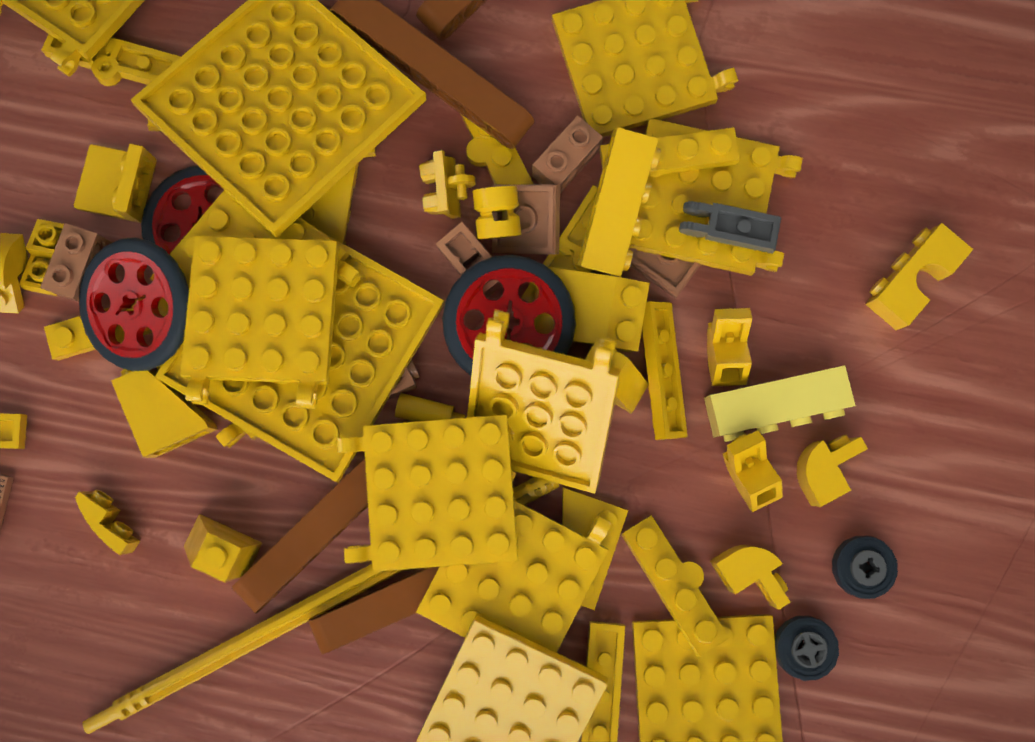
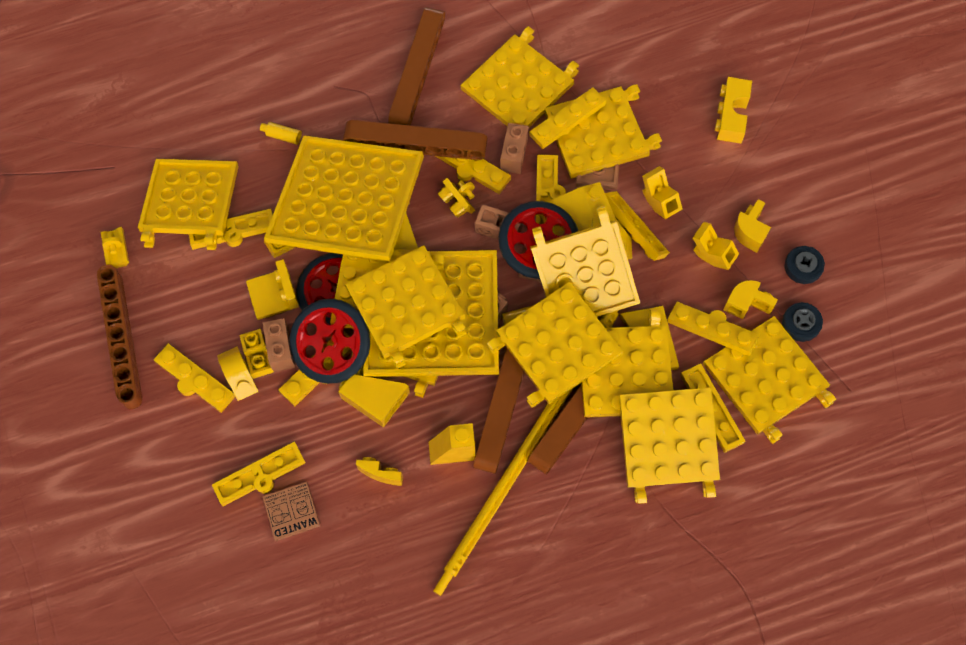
camera: 25 degrees left, 15 degrees down
(496, 200) = (497, 190): yellow wheel -> none
(538, 220) = (512, 187): nougat tile -> none
(618, 202) = (558, 151): yellow brick -> none
(733, 226) = (623, 133): dark grey hinge -> none
(780, 401) = (705, 207): light yellow brick -> none

